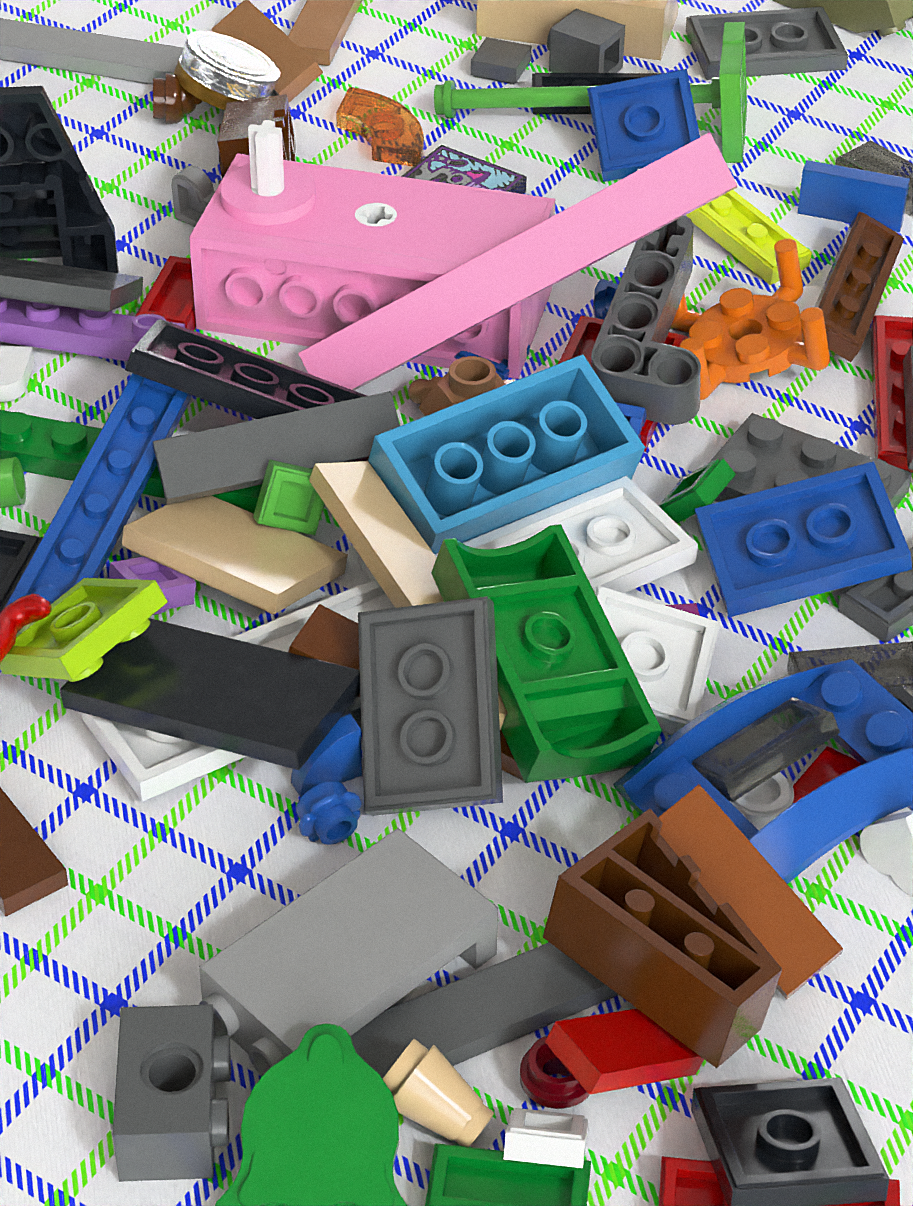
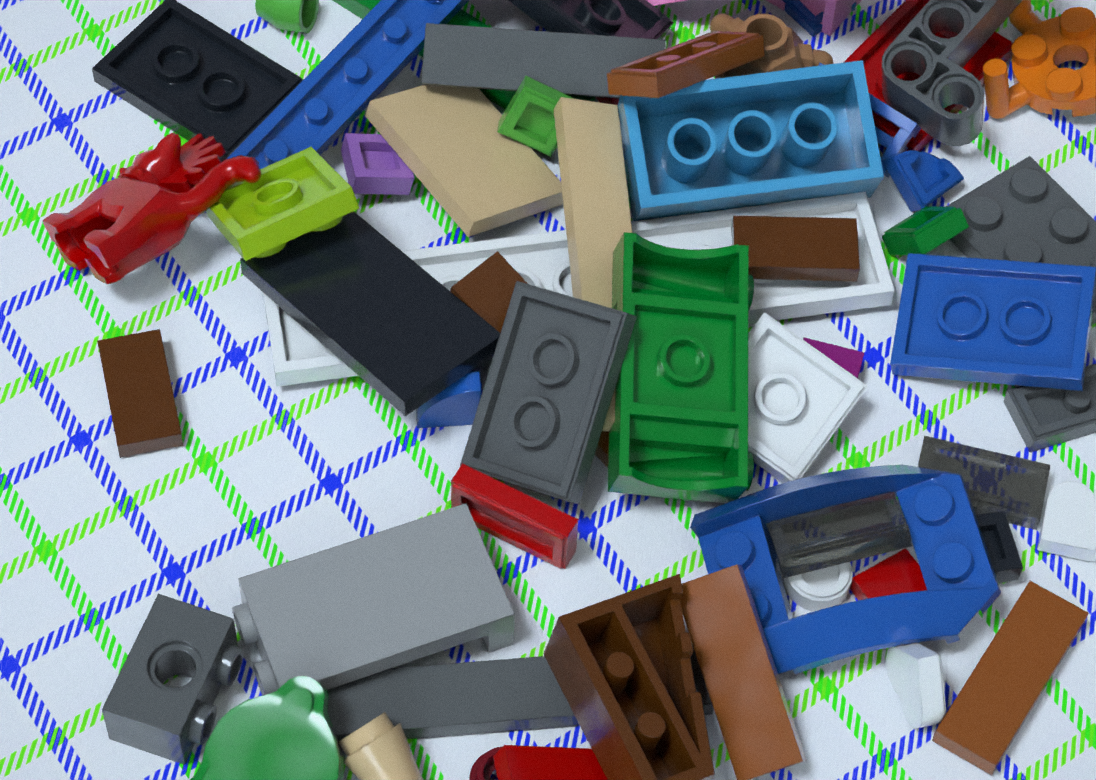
camera: 20 degrees right, 15 degrees up
(328, 813) = (426, 457): blue plate -> none
(420, 403) = (685, 64): none -> dark orange tile
(451, 831) = (516, 516): none -> red tile
(602, 527) = (799, 247): none -> reddish brown tile
(669, 455) = (921, 177): none -> blue tile

